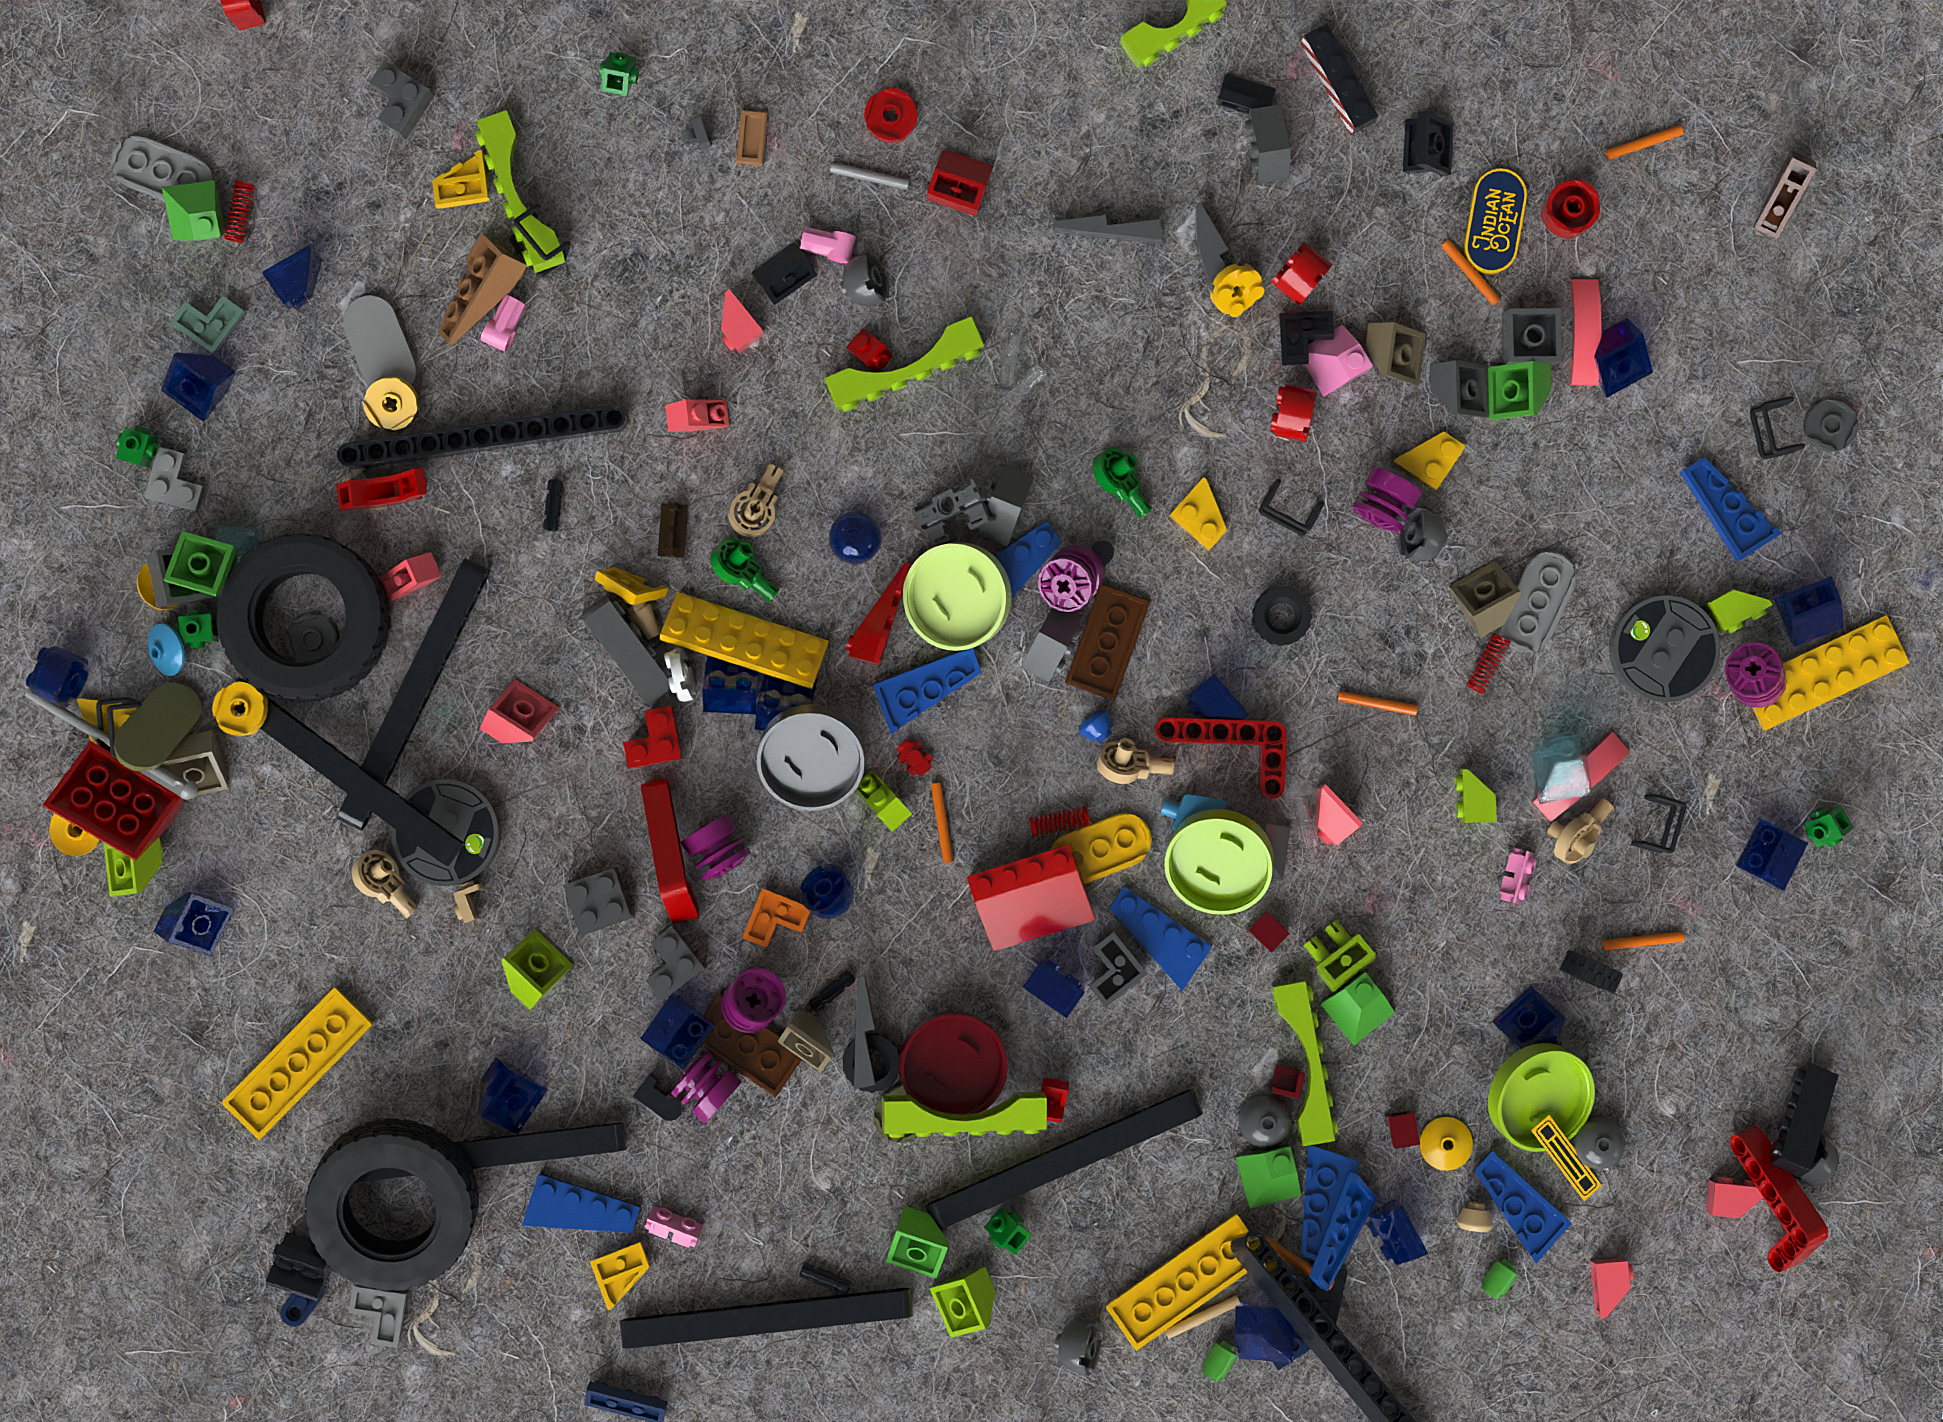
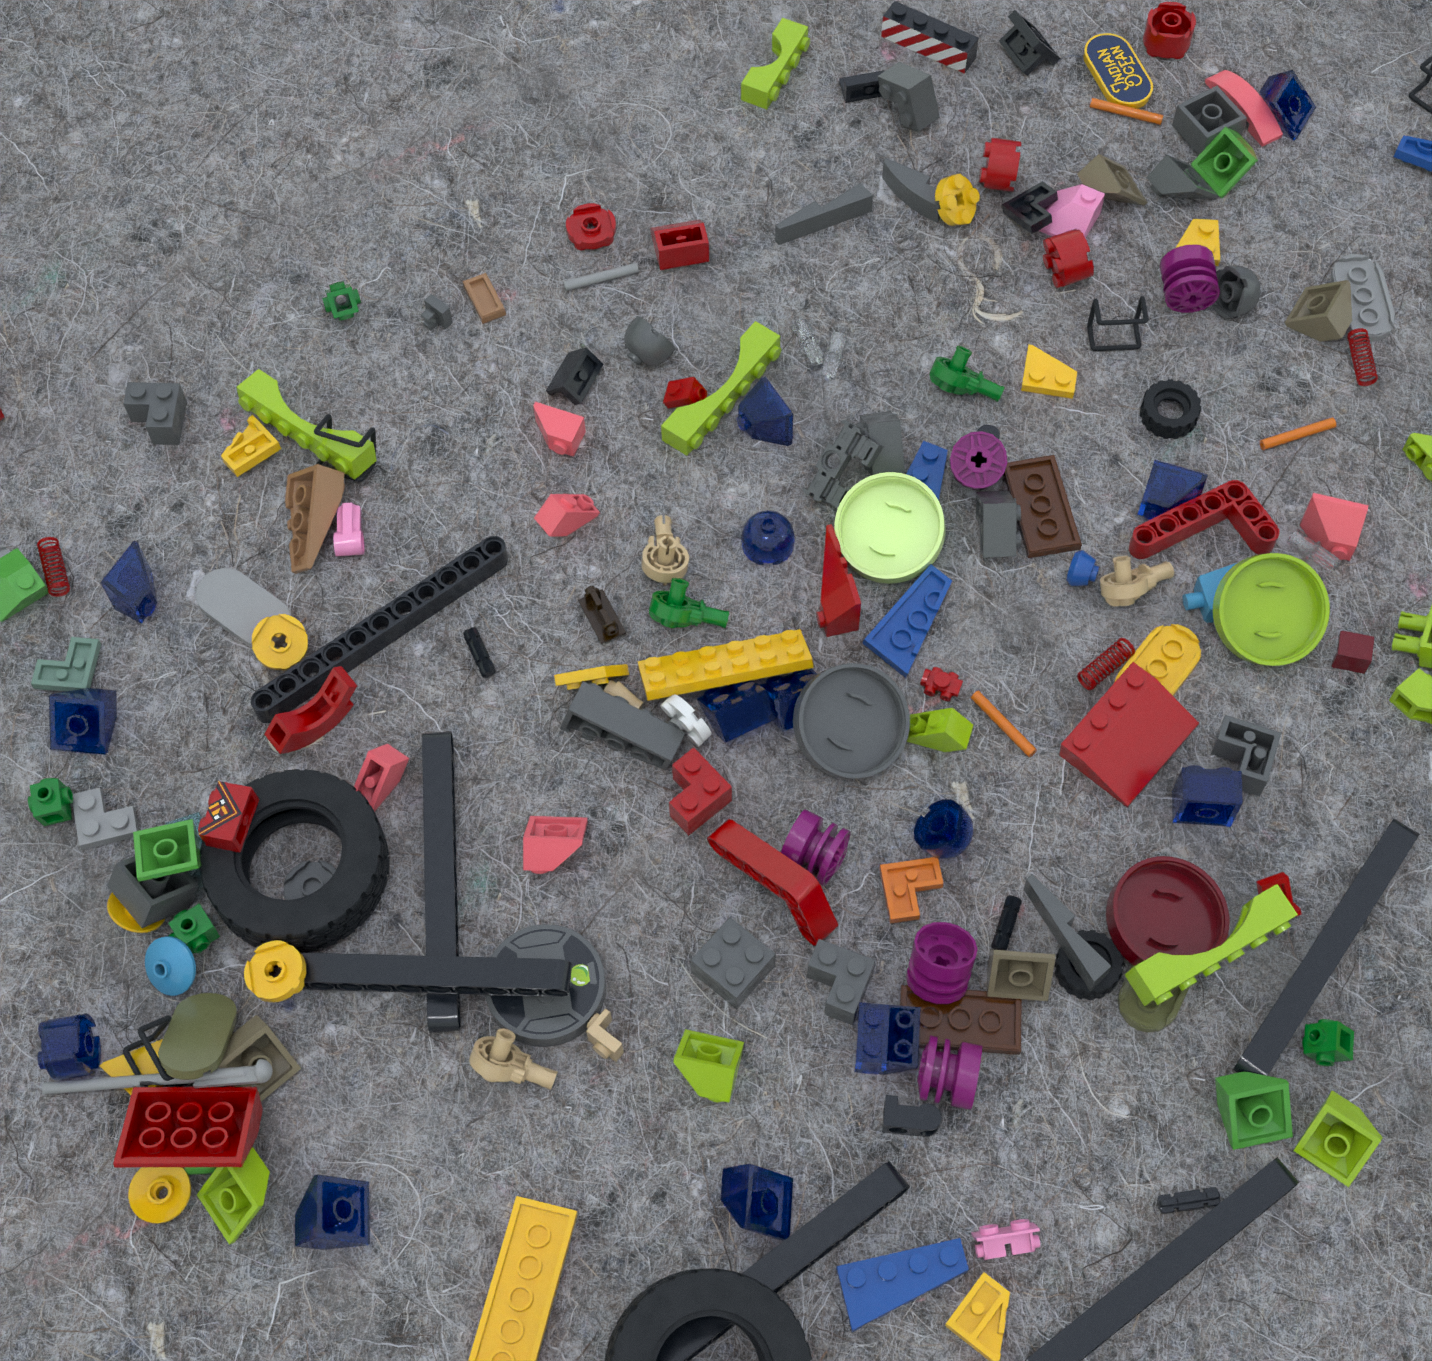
camera: 25 degrees left, 25 degrees down
(261, 561) = (228, 816): none -> red brick
(836, 245) = (605, 334): bright pink piece -> none
(920, 418) = (766, 415): none -> clear blue slope
(1164, 939) = (1279, 710): blue wing -> none

